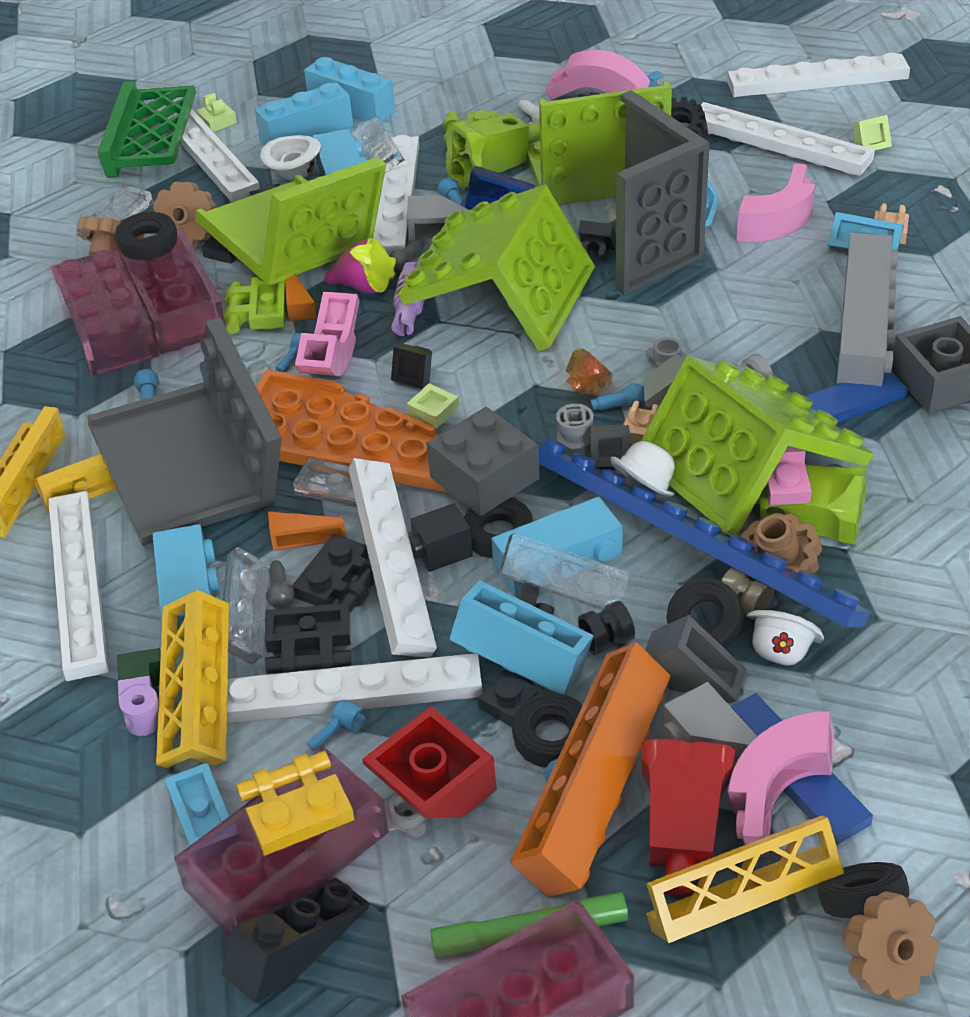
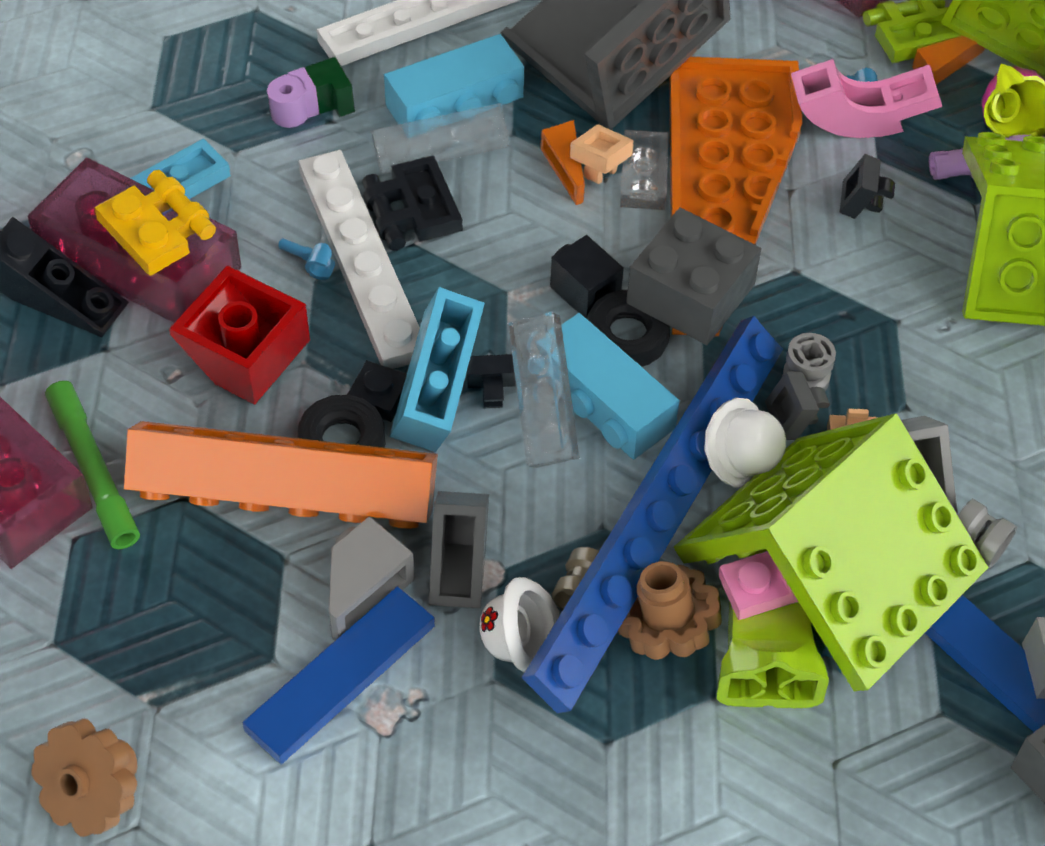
camera: 70 degrees right, 10 degrees up
(200, 675) = (318, 124): yellow fence -> none
(280, 592) = (470, 164): dark grey piece -> none
(317, 496) = (600, 151): none -> light nougat tile
(331, 573) = (515, 209): black plate -> none
(391, 559) = (541, 233): white plate -> none
(432, 405) = (791, 219): yellowish green tile -> none
(587, 372) = (919, 358): clear orange cone -> none
(608, 626) = (492, 454): black wheel -> none
(626, 397) = (890, 400): dark azure piece -> none
(664, 349) = (1004, 432): light grey plate -> none
(684, 801) = (241, 563): red piece -> none
(710, 591) = (518, 526): black tyre -> none
(751, 887) = (151, 633): yellow fence -> none
(772, 762) = (296, 630): bright pink arch -> none
(847, 893) = (177, 732): black tyre -> none

